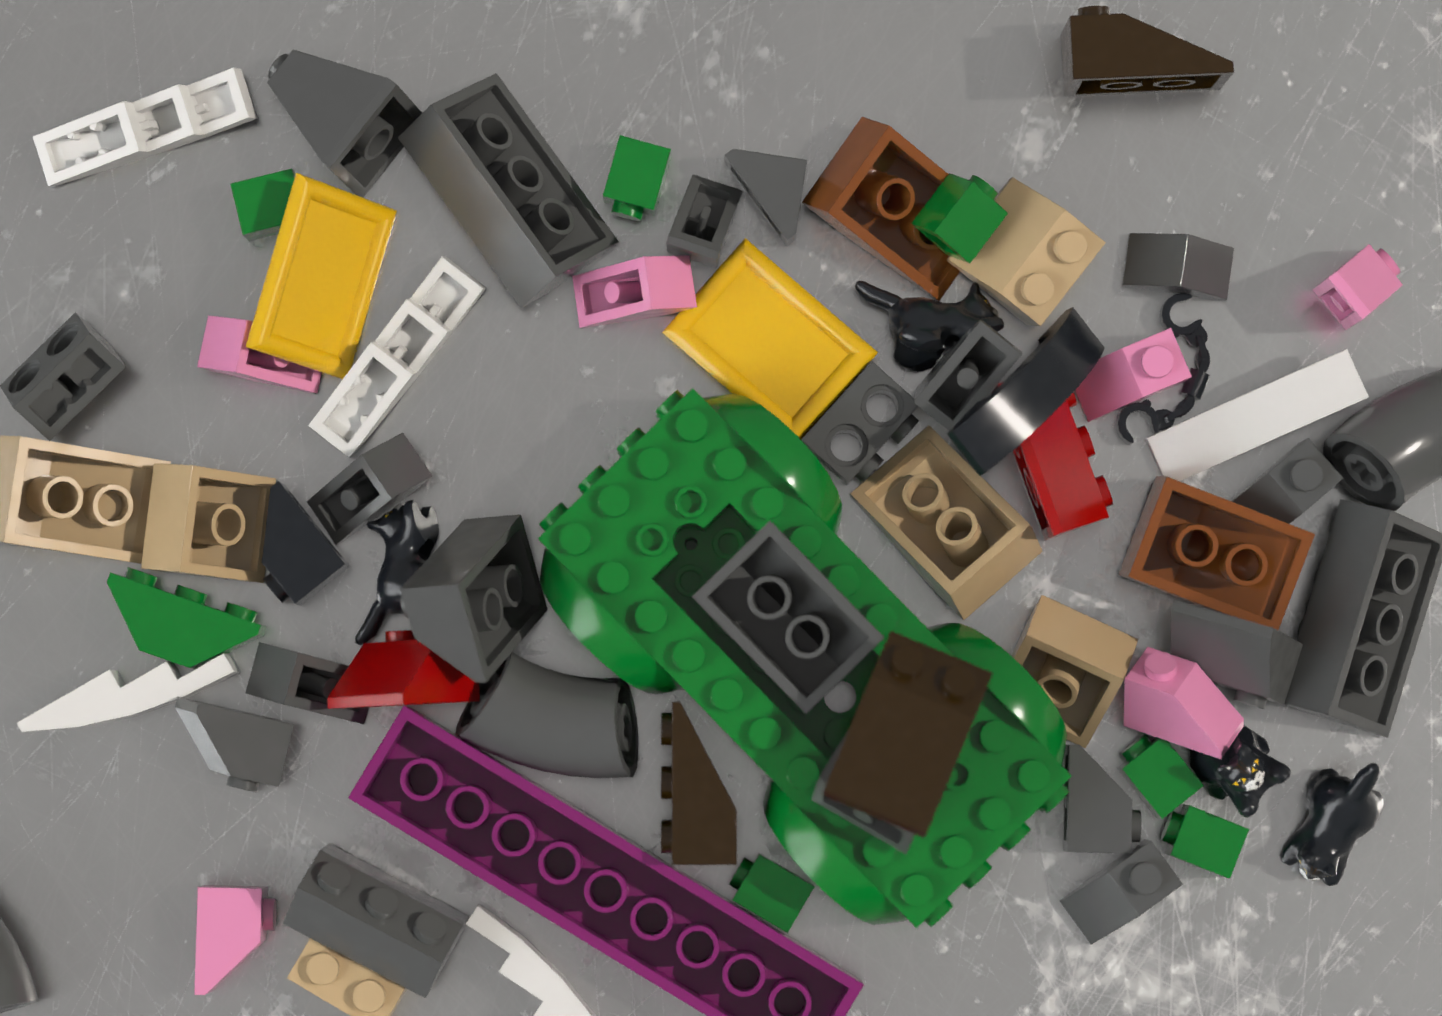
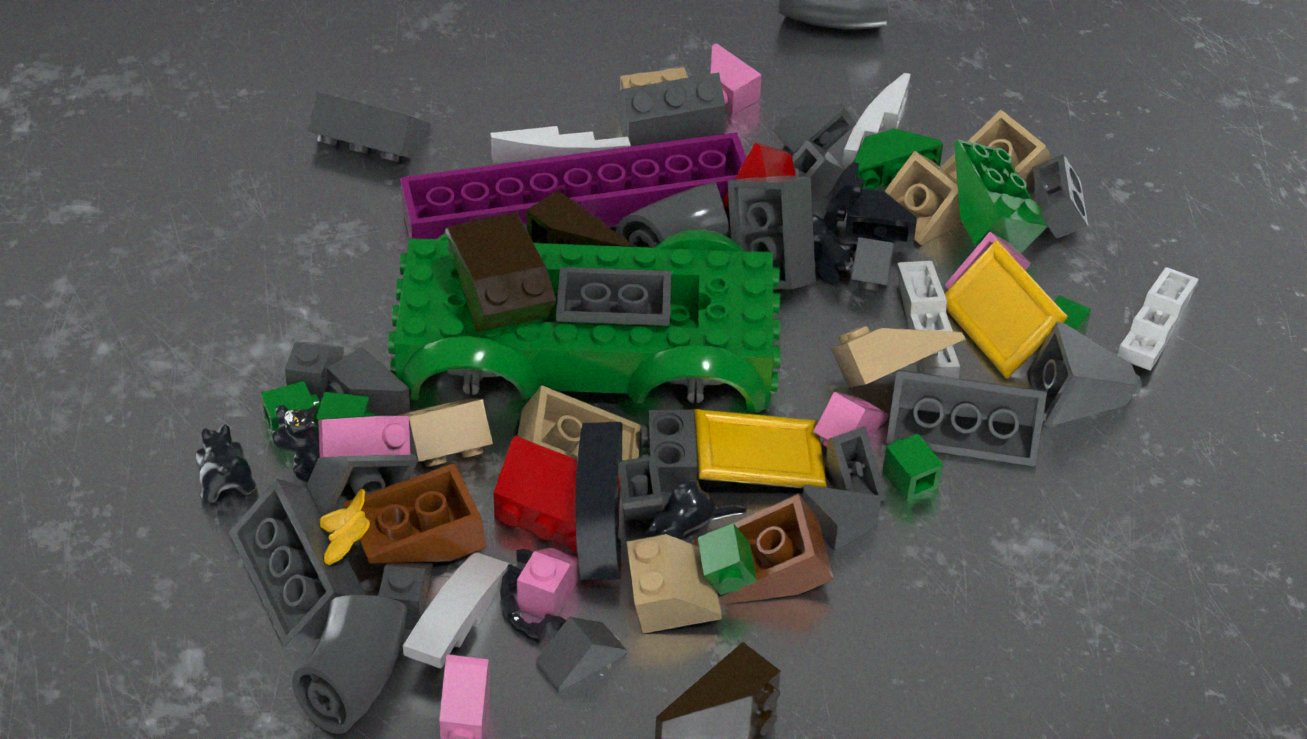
camera: 135 degrees right, 40 degrees down
(160, 425) = (994, 196): none -> green slope
(321, 595) = (842, 196): none -> black slope
(517, 313) = (876, 353): none -> tan slope
(1315, 570) = (346, 528): none -> yellow piece

